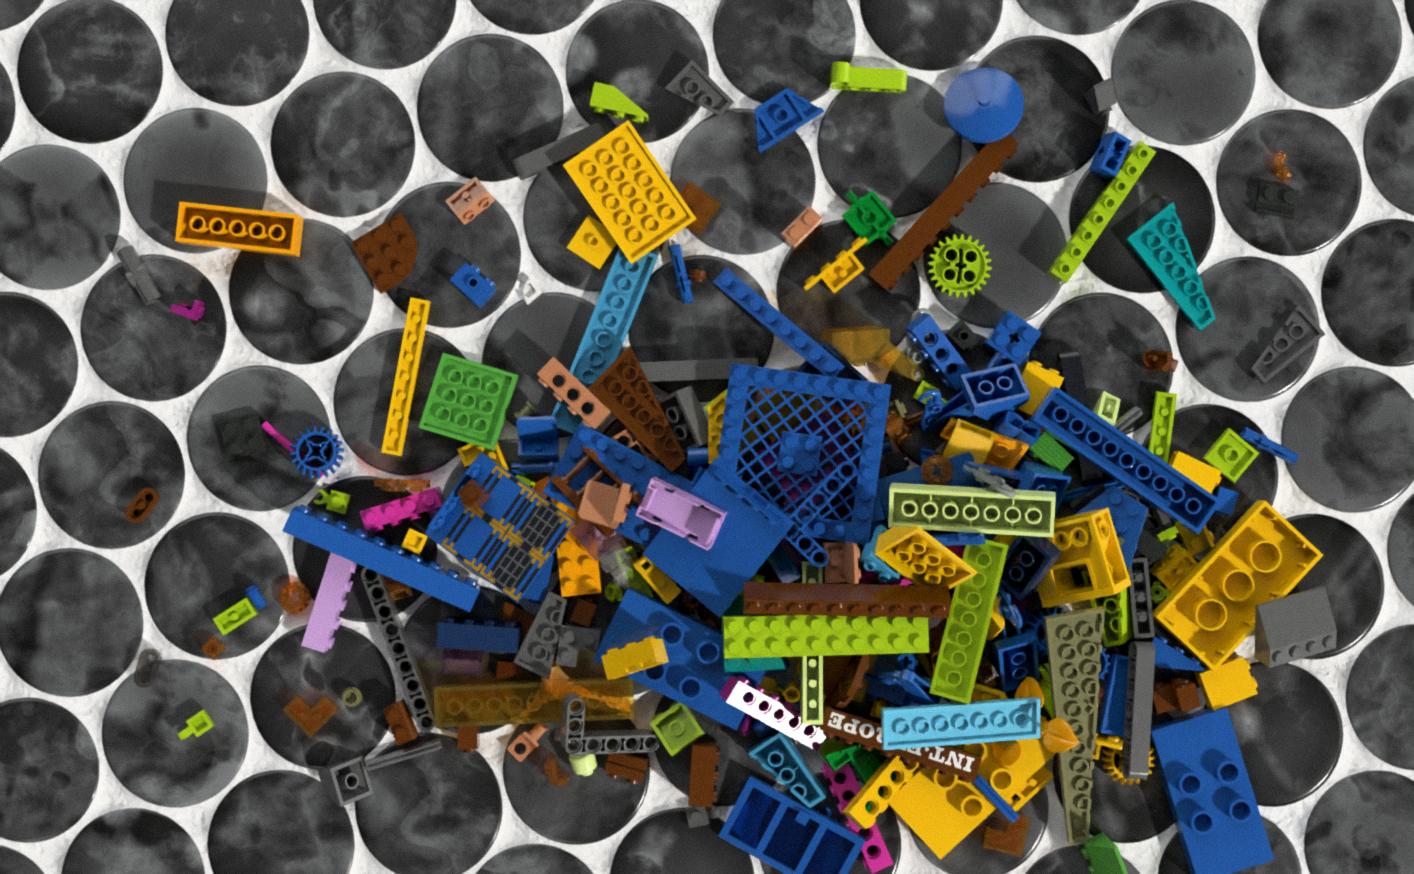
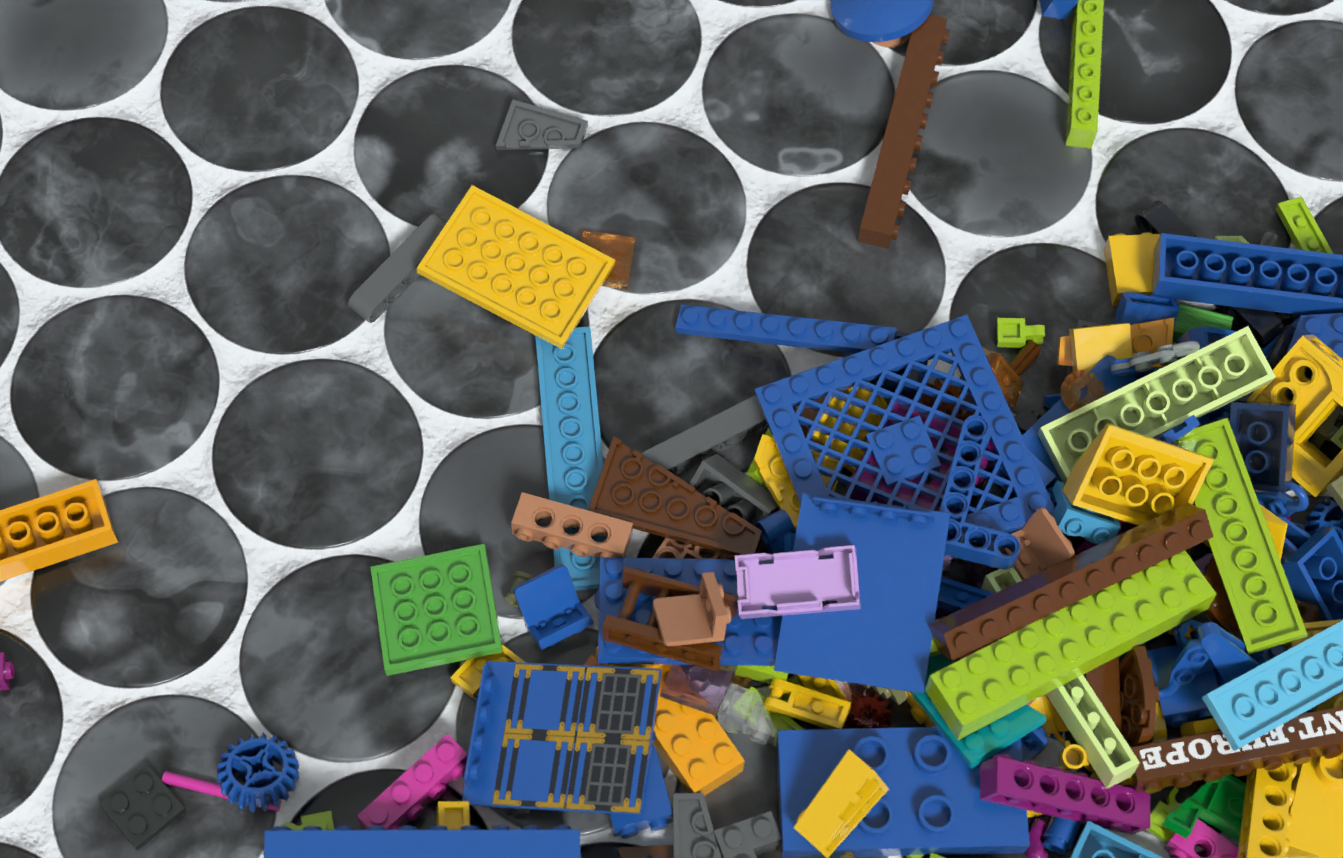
camera: 30 degrees left, 25 degrees down
(388, 252) = (236, 484): reddish brown plate -> none
(392, 484) = (395, 751): clear orange plate -> none
(406, 376) = (335, 623): yellow plate -> none
(470, 200) = (316, 373): nougat bracket -> none
(473, 495) = (506, 709): reddish brown brick -> none
(474, 285) = (370, 467): blue brick -> none
(530, 291) = (449, 444): white tile -> none
(534, 467) = (574, 649): blue pin -> none
(584, 610) = (733, 802): reddish brown brick -> none
(592, 242) = (499, 352): yellow plate -> none
(610, 100) = (440, 185): lime slope -> none
(613, 593) = (753, 763): lime plate -> none
(681, 274) = (649, 357): blue pin -> none
(697, 275) = (651, 329): reddish brown plate -> none
(782, 117) = (654, 116): blue wing -> none
(801, 227) = (748, 218): nougat brick -> none
(841, 271) = (824, 242): yellow bracket -> none
(867, 79) = (729, 35): lime beam -> none
(869, 217) = (822, 175): green plate -> none
(872, 345) = (913, 303): clear yellow slope -> none
(917, 330) = (998, 272): blue brick -> none
(955, 332) = (1012, 250): pearl dark grey brick -> none
(976, 268) = (940, 184): lime gear -> none
(983, 394) = (1079, 288): blue slope -> none
(1000, 343) = (1073, 227): blue brick -> none
(1159, 361) = (1256, 169): reddish brown hips -> none
(1169, 258) = (1200, 67): teal wing -> none

